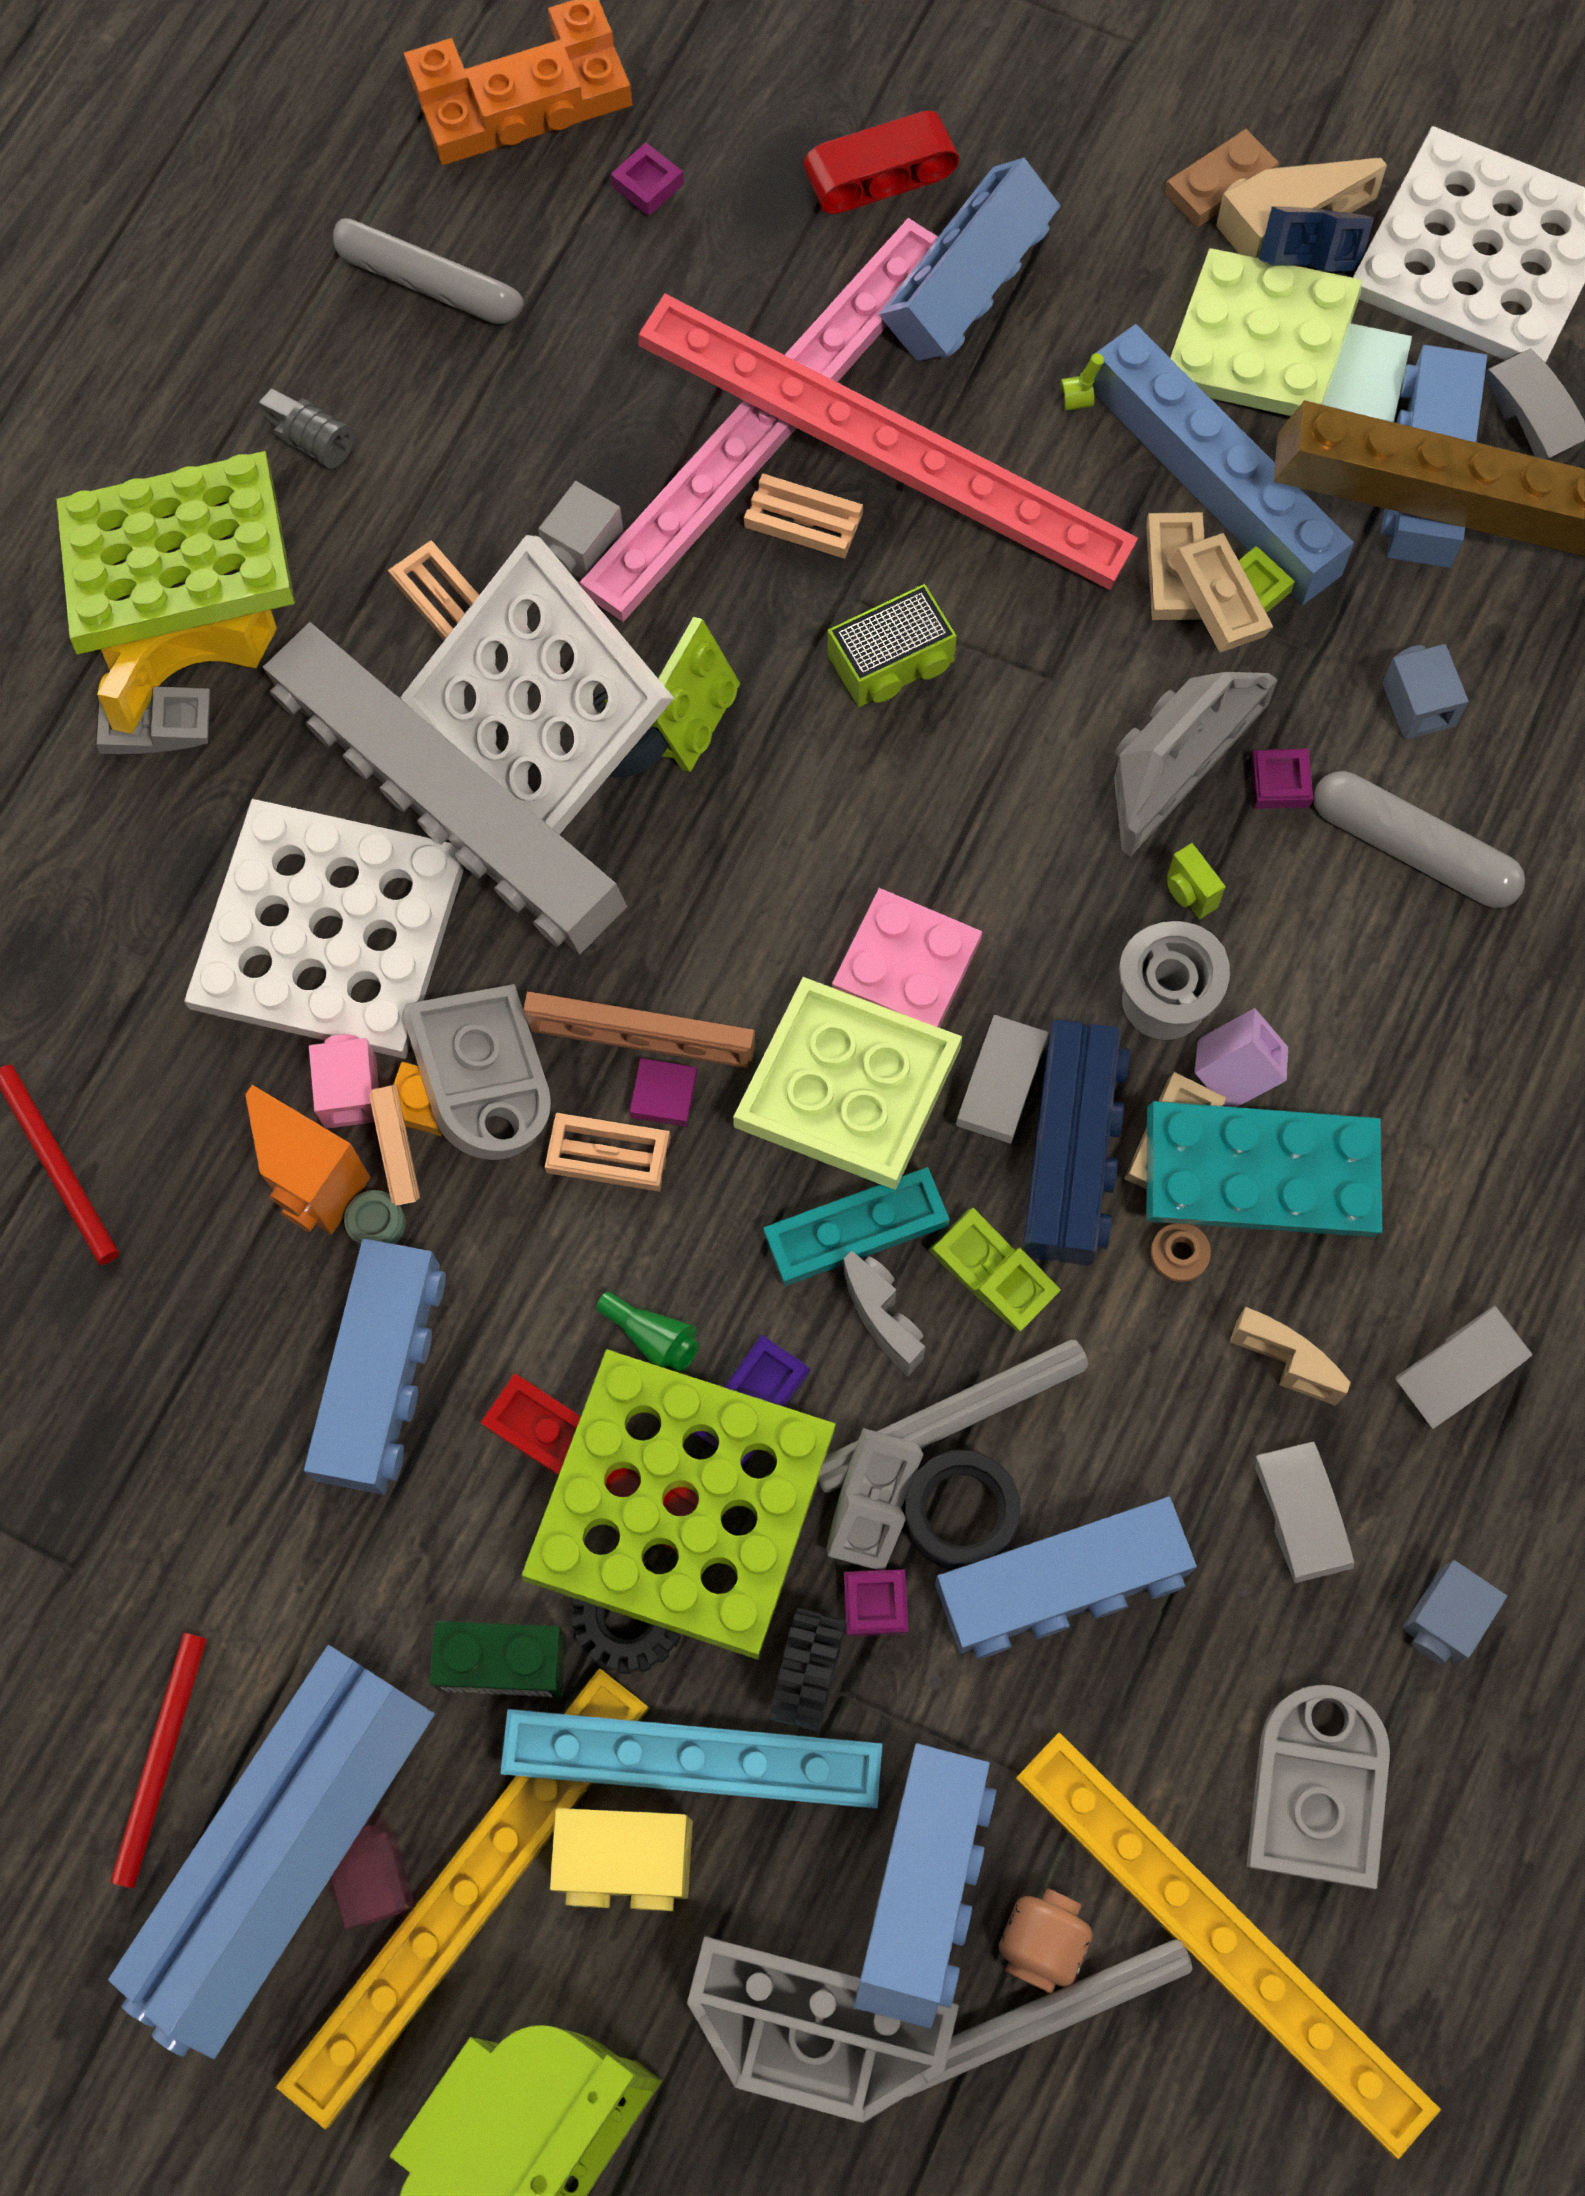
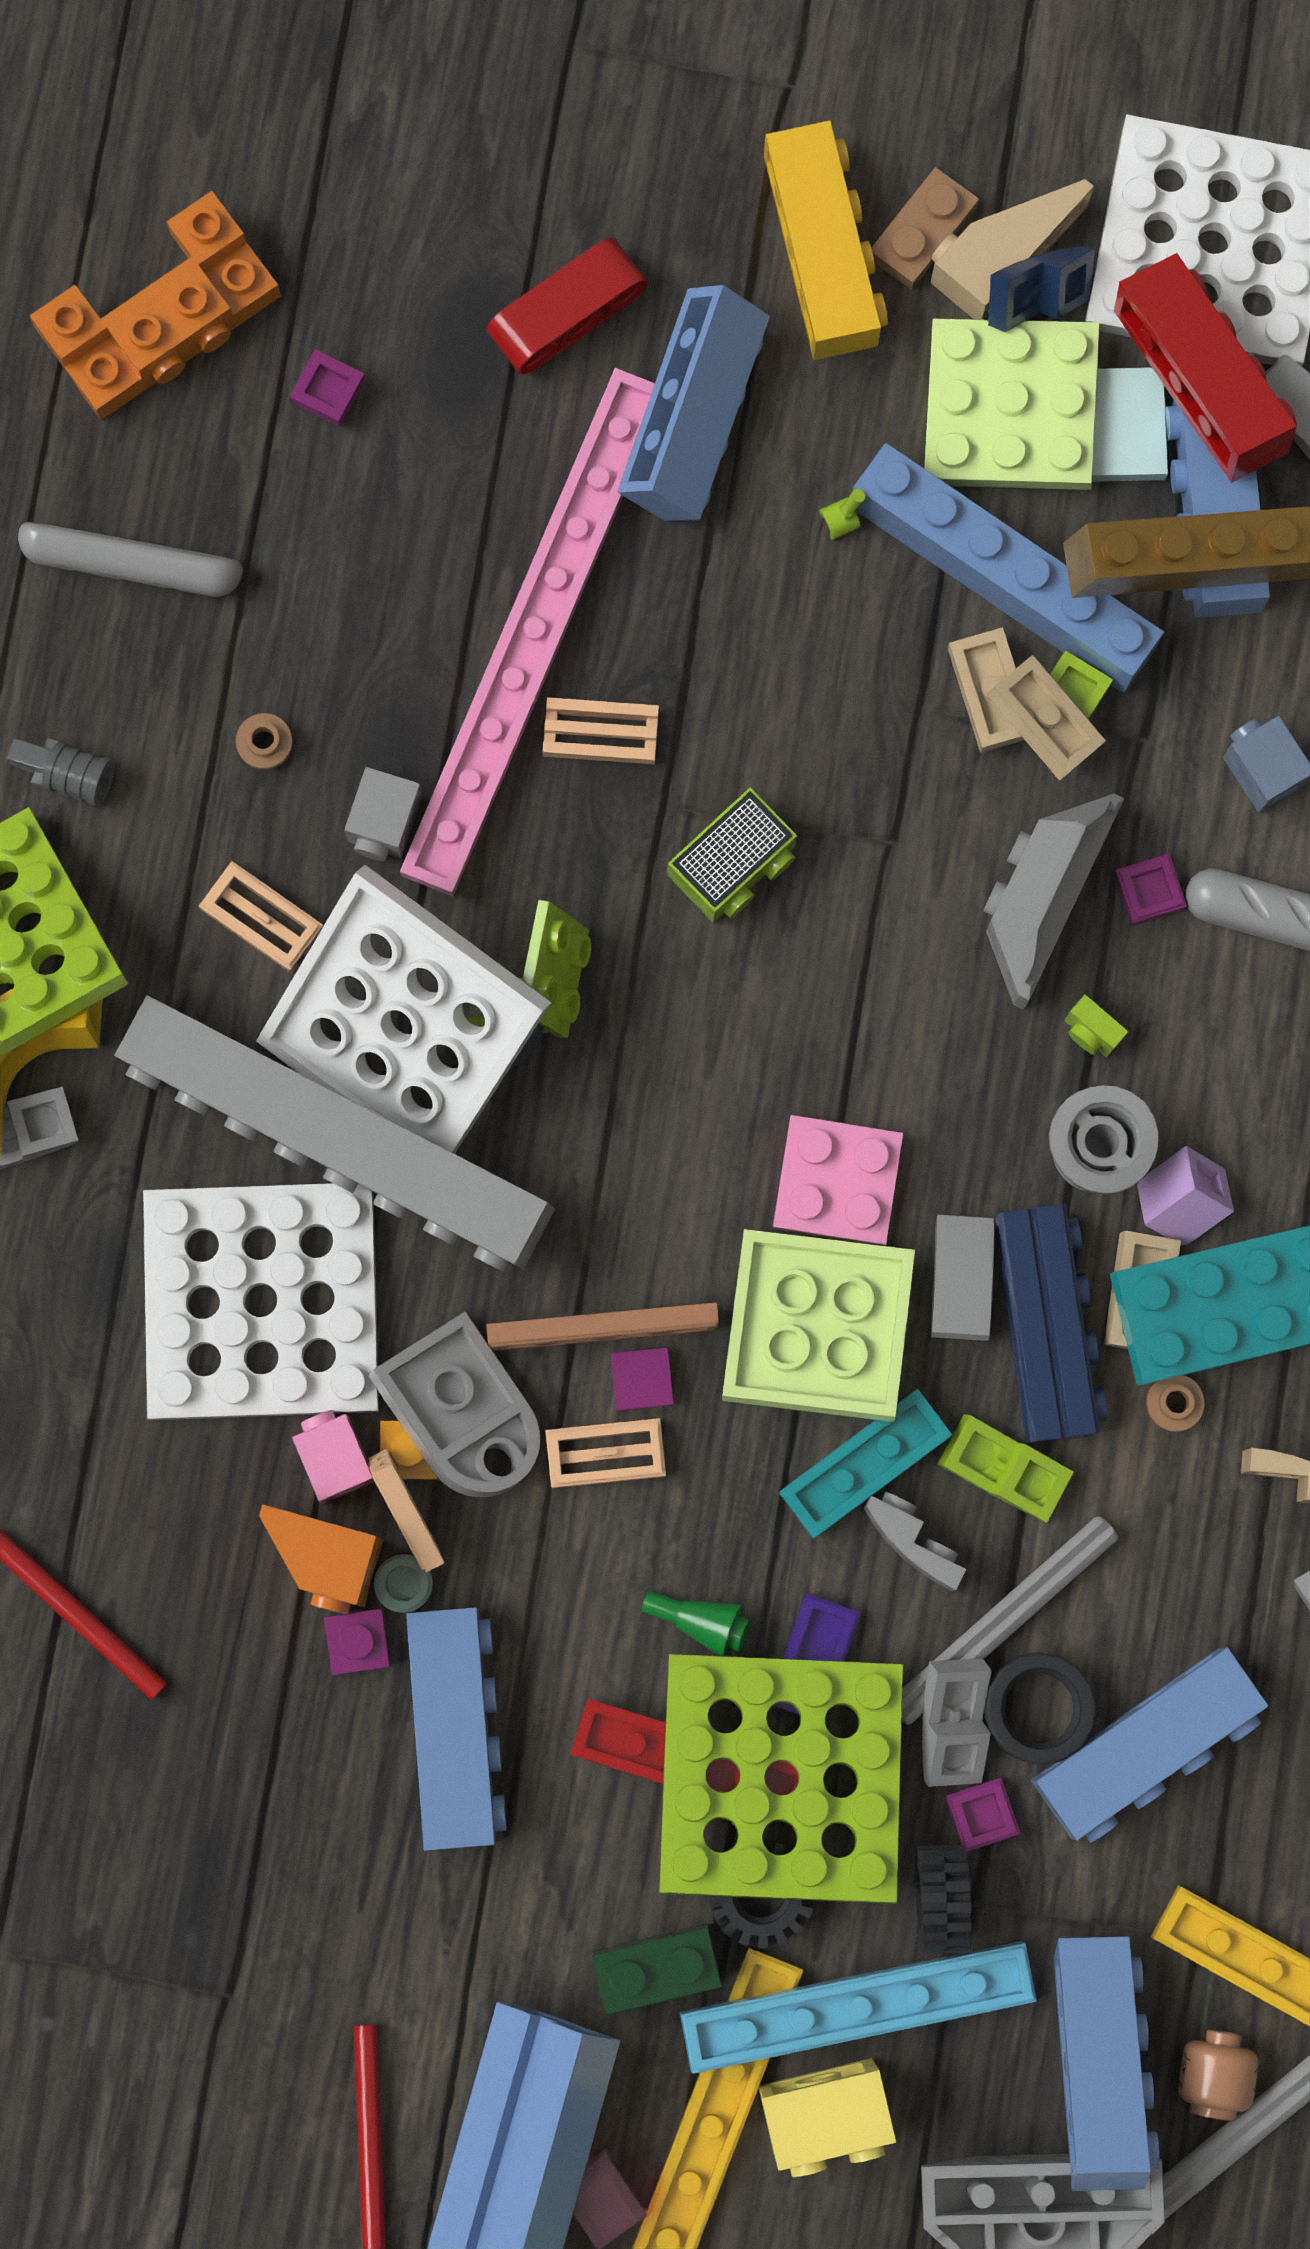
camera: 20 degrees left, 10 degrees up
(312, 1263) = (357, 1641): none -> magenta plate
(497, 462) = (264, 758): none -> medium nougat plate
(887, 441) = (664, 635): coral plate -> none
(1127, 162) = (823, 240): none -> yellow brick
(1452, 326) = (1205, 367): none -> red brick

